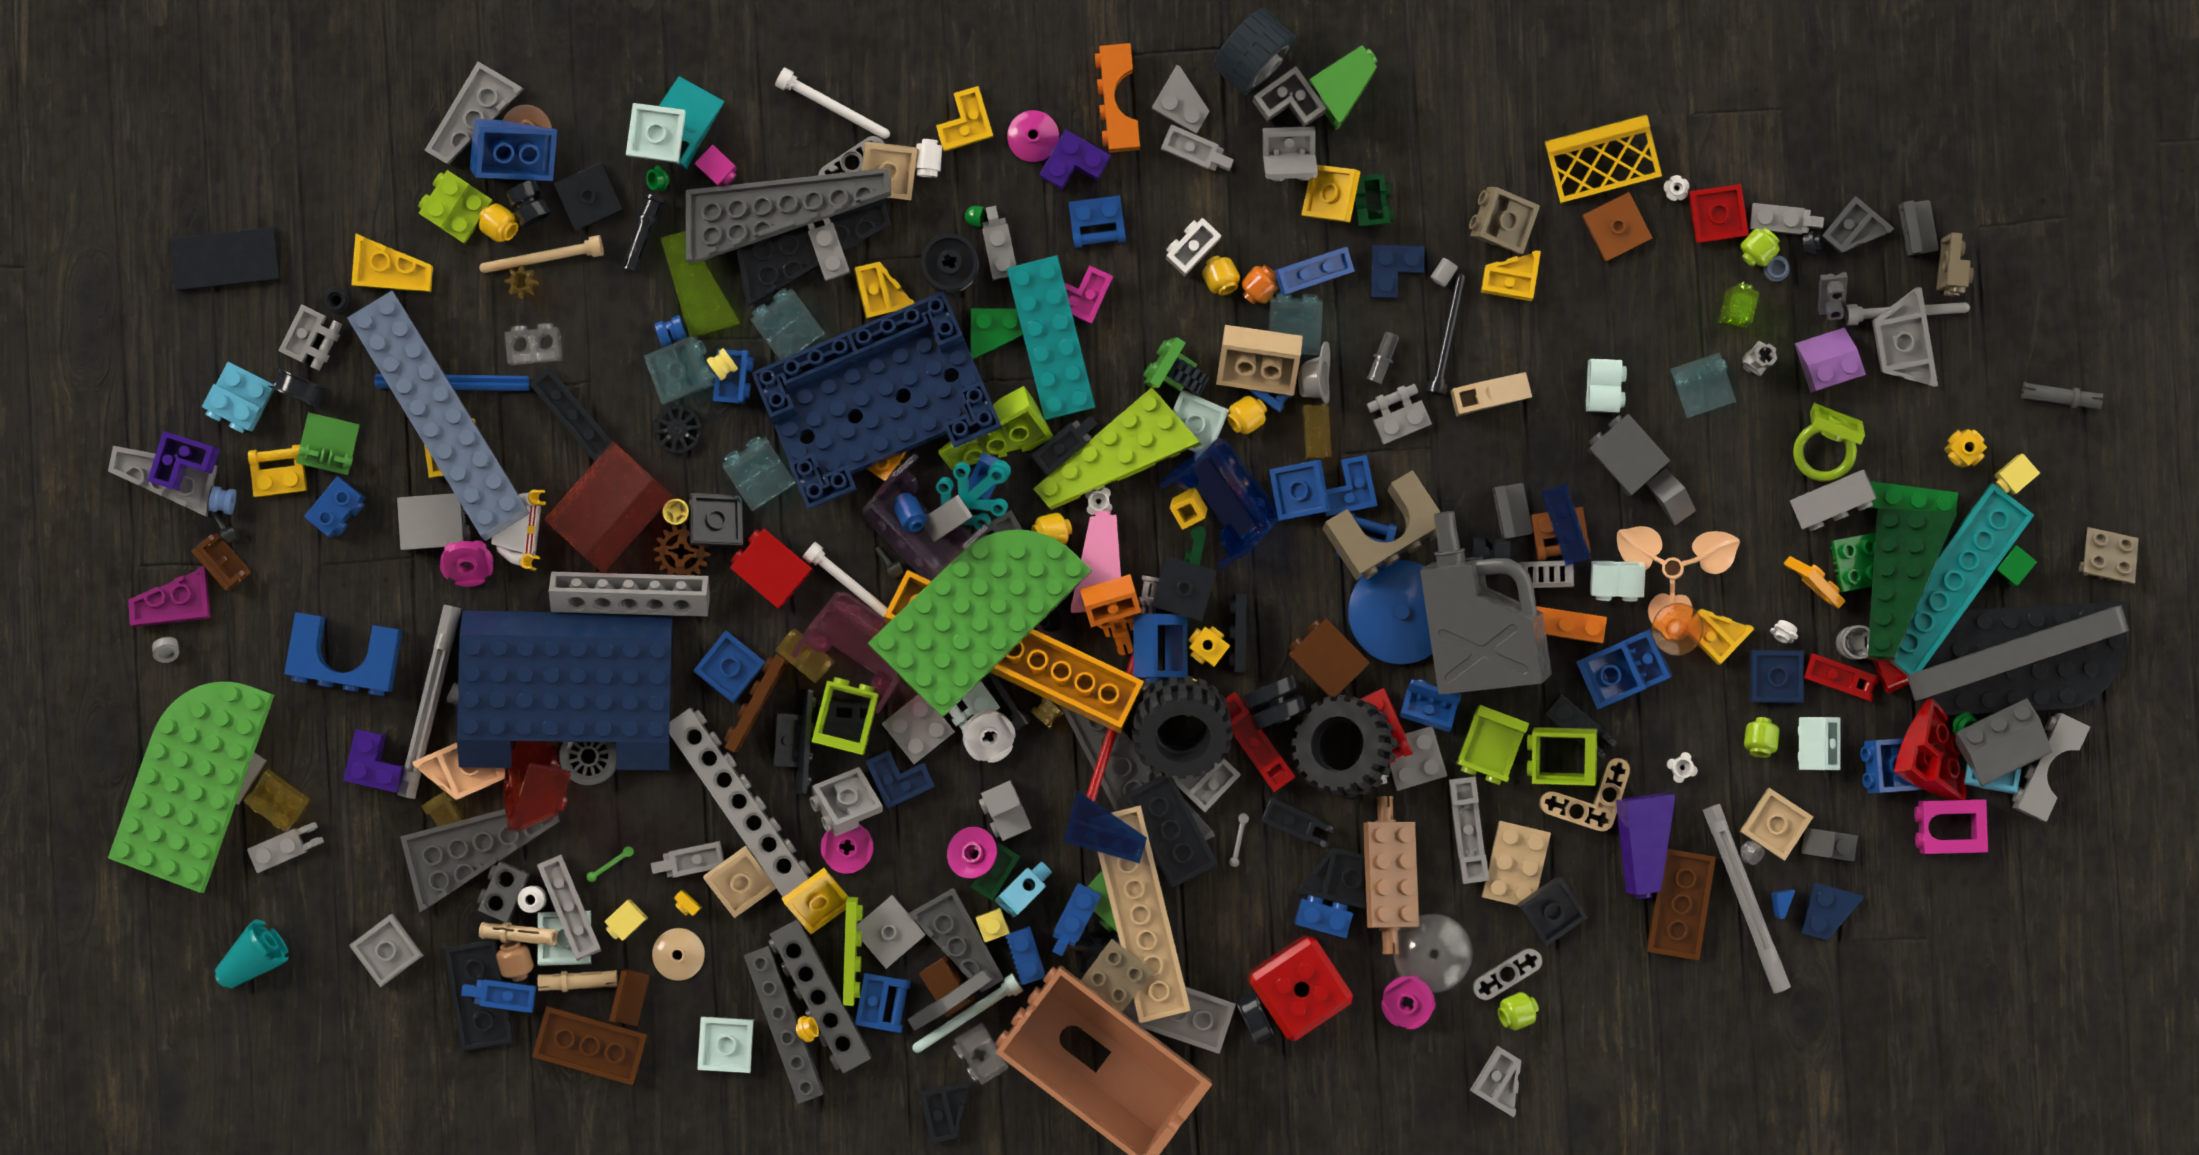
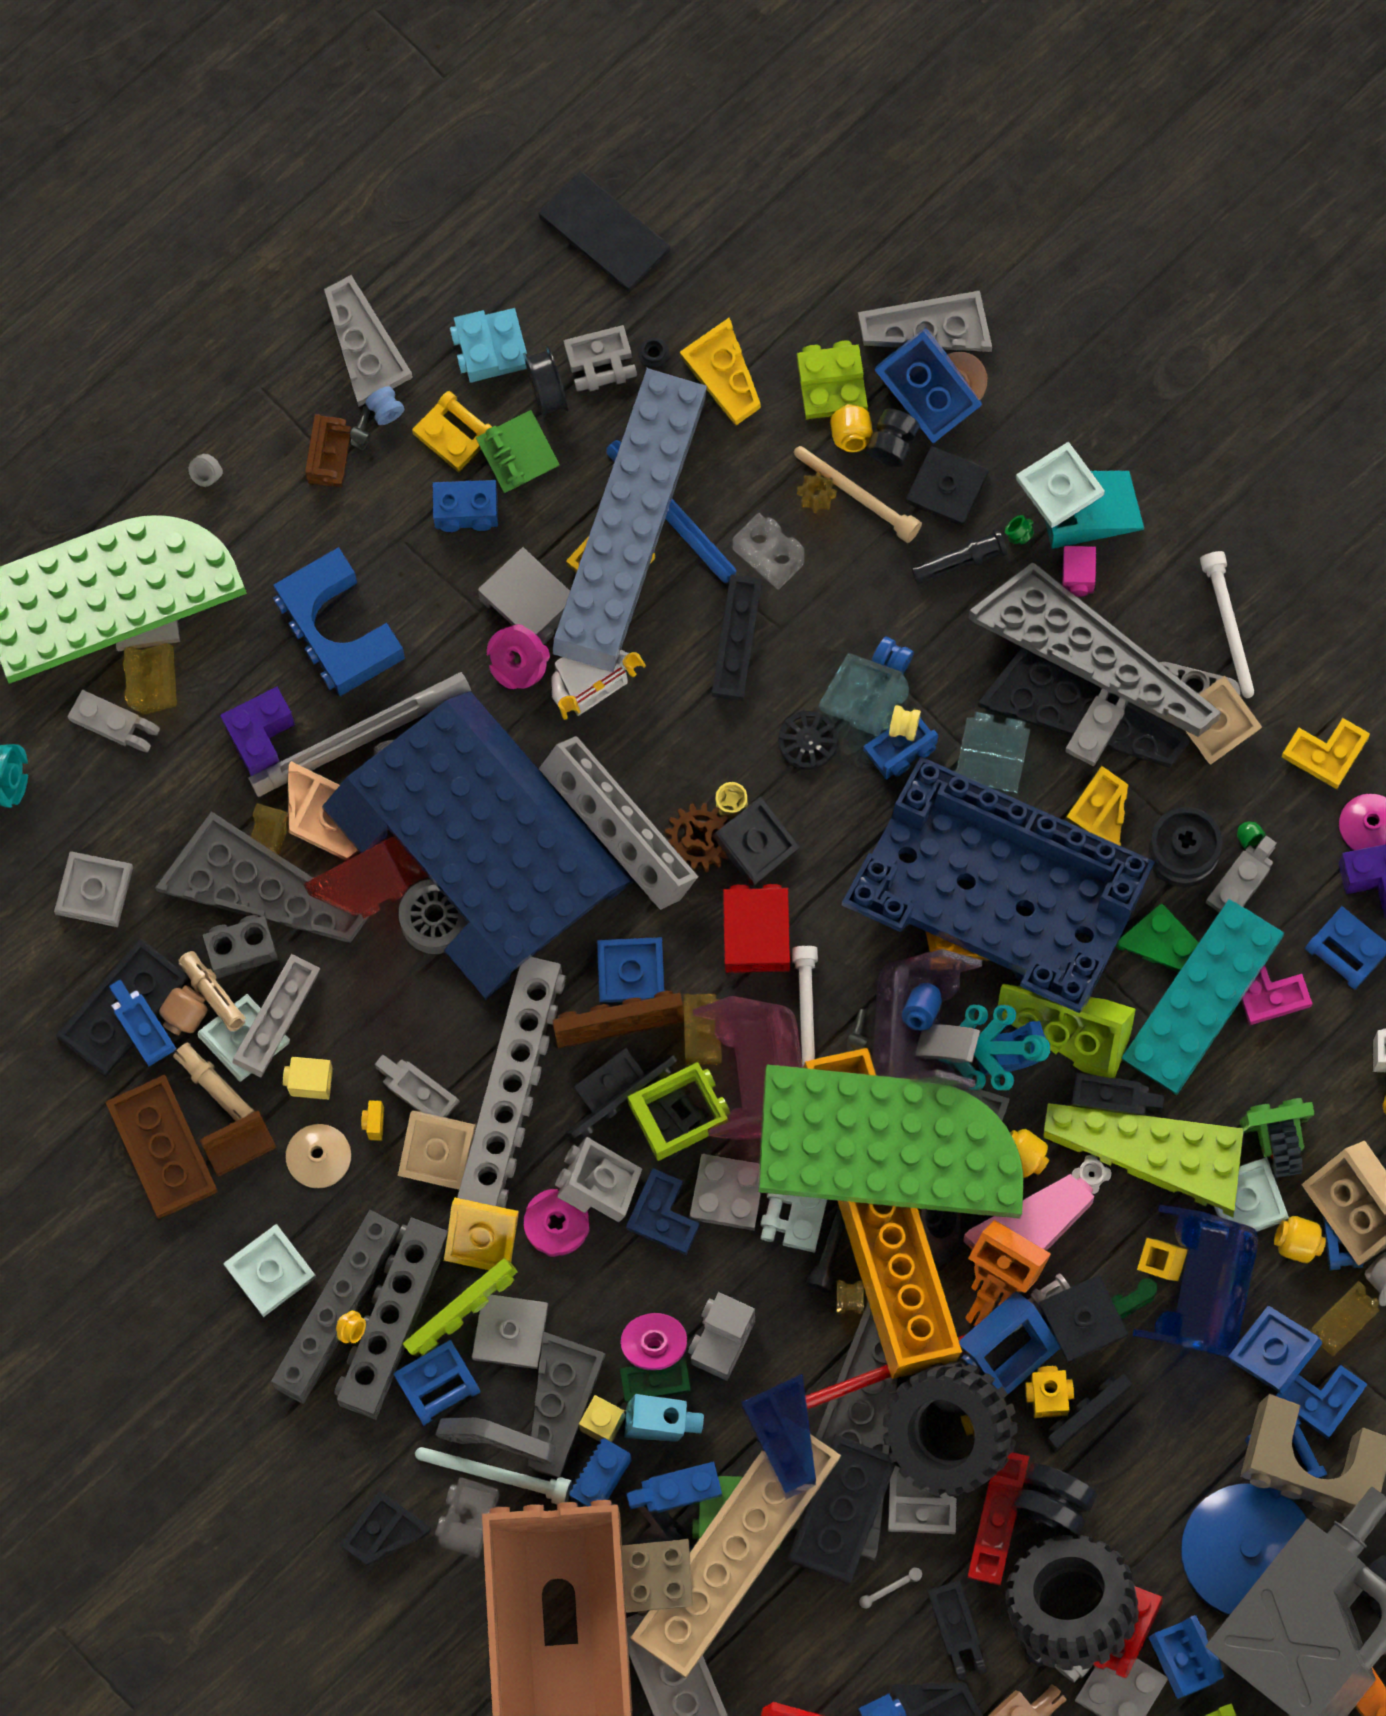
camera: 55 degrees right, 15 degrees down
(174, 456) = (389, 328): dark purple brick -> none
(175, 602) = (255, 443): magenta wing -> none
(540, 899) = (258, 984): white brick -> none
(608, 507) = (680, 737): clear red slope -> none
(627, 852) = (375, 1027): bright green hinge -> none
(698, 293) = (948, 655): clear neon green wing -> none
(758, 472) = (833, 842): clear light blue plate -> none
(928, 158) = (1262, 747): white brick -> none
(943, 978) = (511, 1412): reddish brown hinge -> none
(989, 721) = (762, 1270): white plate -> none
(1327, 657) = (1143, 1517): reddish brown panel -> none

